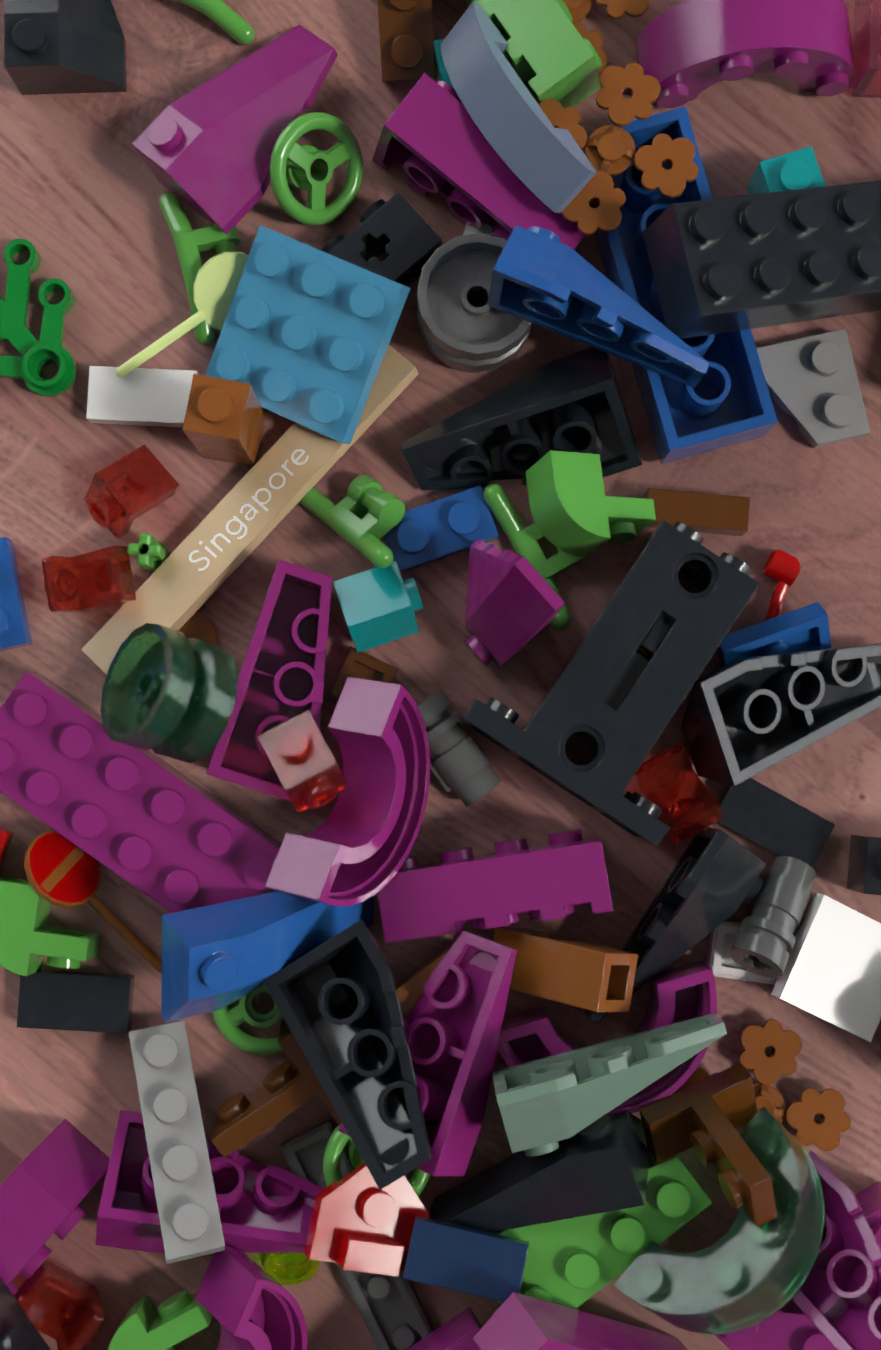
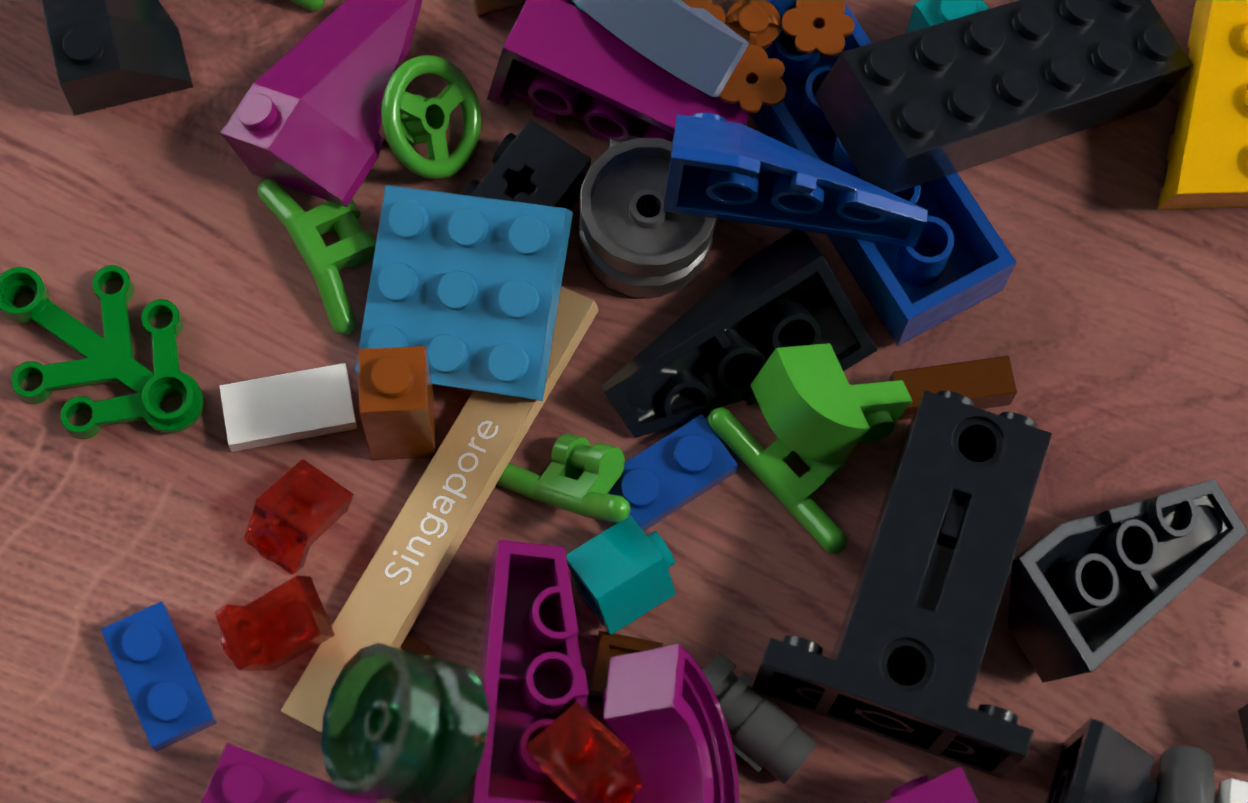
camera: 20 degrees left, 15 degrees down
(148, 552) = (335, 579): bright green piece -> none
(212, 296) = (347, 279): yellowish green piece -> none
(505, 603) = (773, 524): magenta wedge -> none
(676, 788) = (1038, 704): clear red bracket -> none
(773, 821) = (1145, 711): black tile -> none
(783, 569) = (1069, 427): red hand -> none
(789, 633) = (1102, 488): blue plate -> none
(817, 387) = (1048, 225): light grey wing -> none

